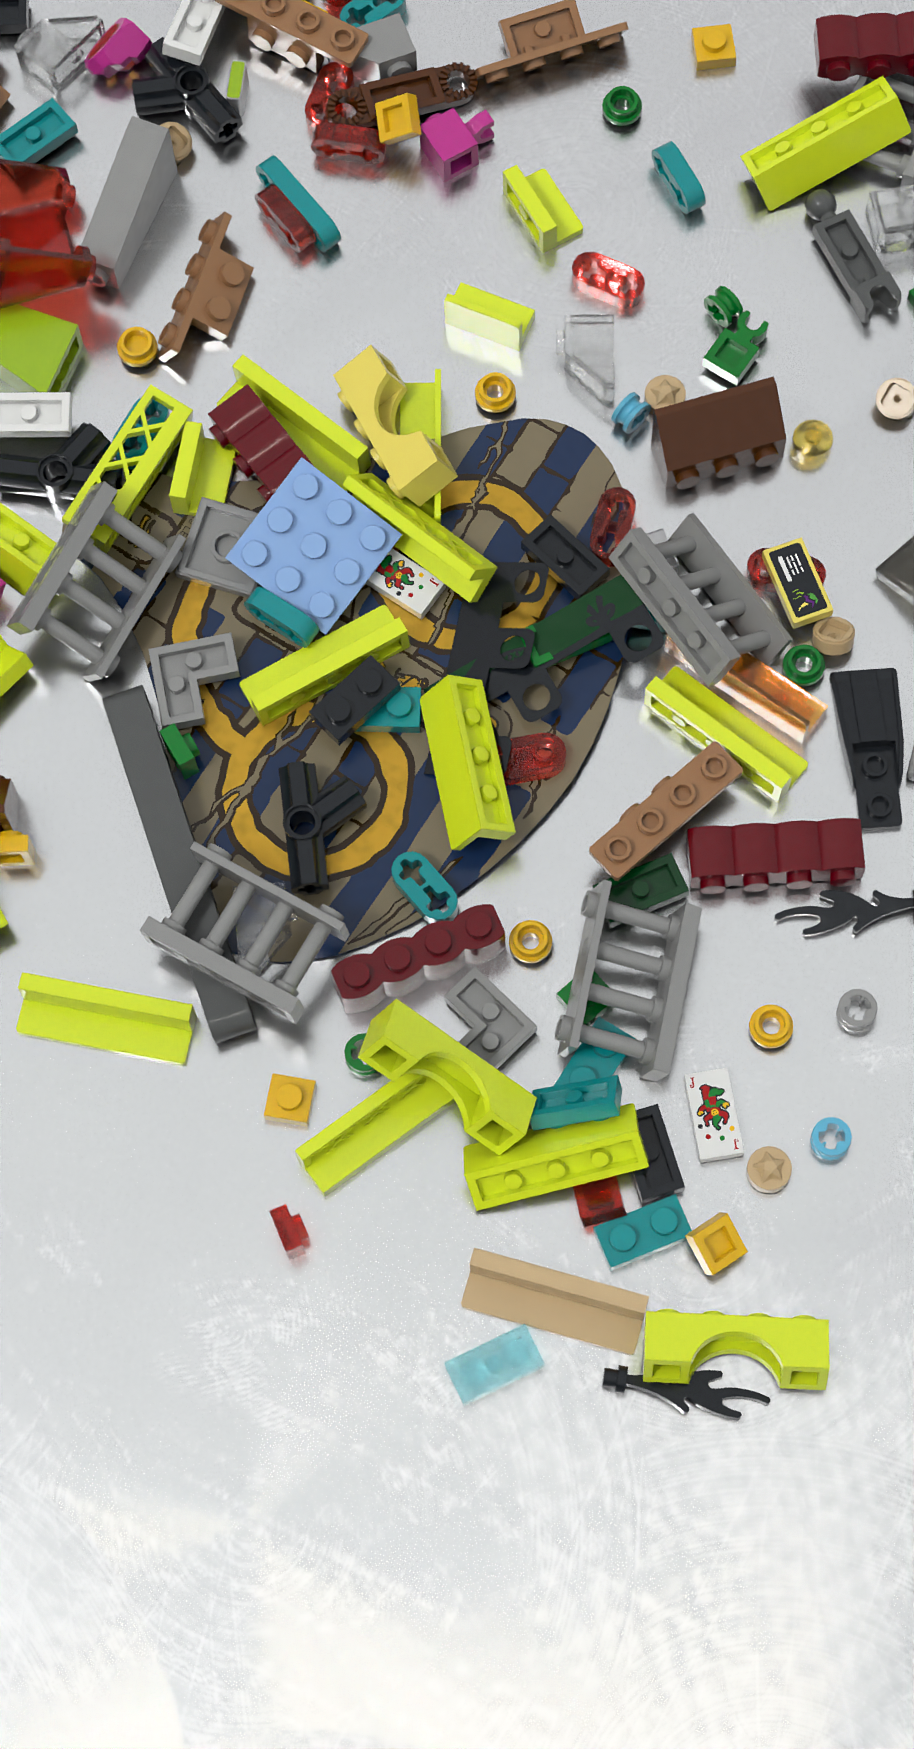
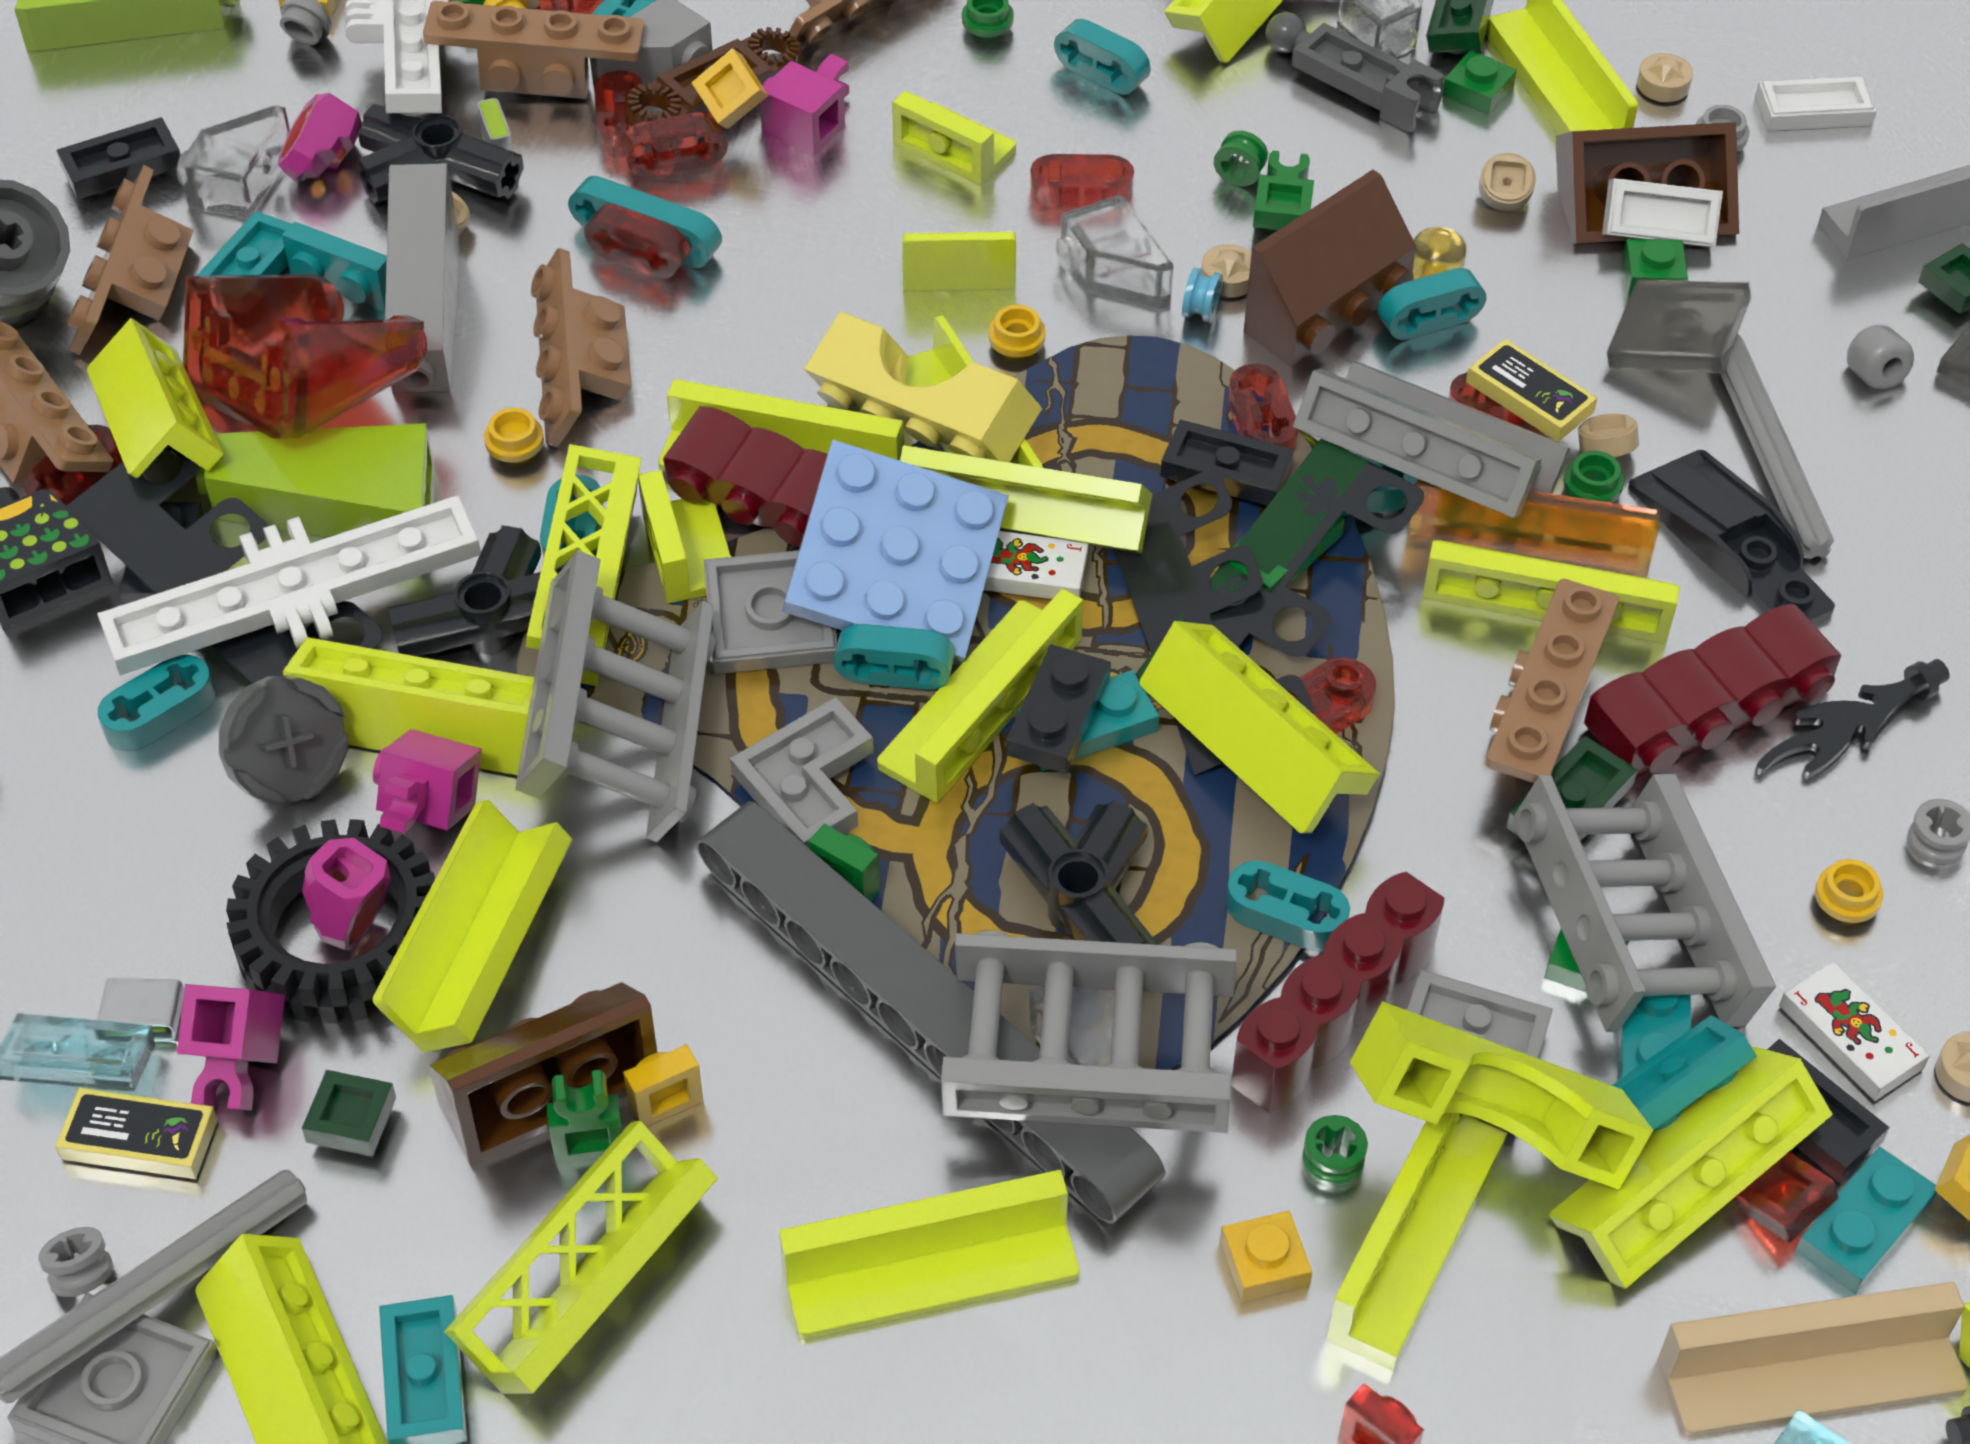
camera: 30 degrees left, 20 degrees down
(76, 155) = (351, 268): none -> teal plate
(527, 929) = (1472, 902): yellow plate -> none
(780, 482) = (1431, 303): none -> teal beam

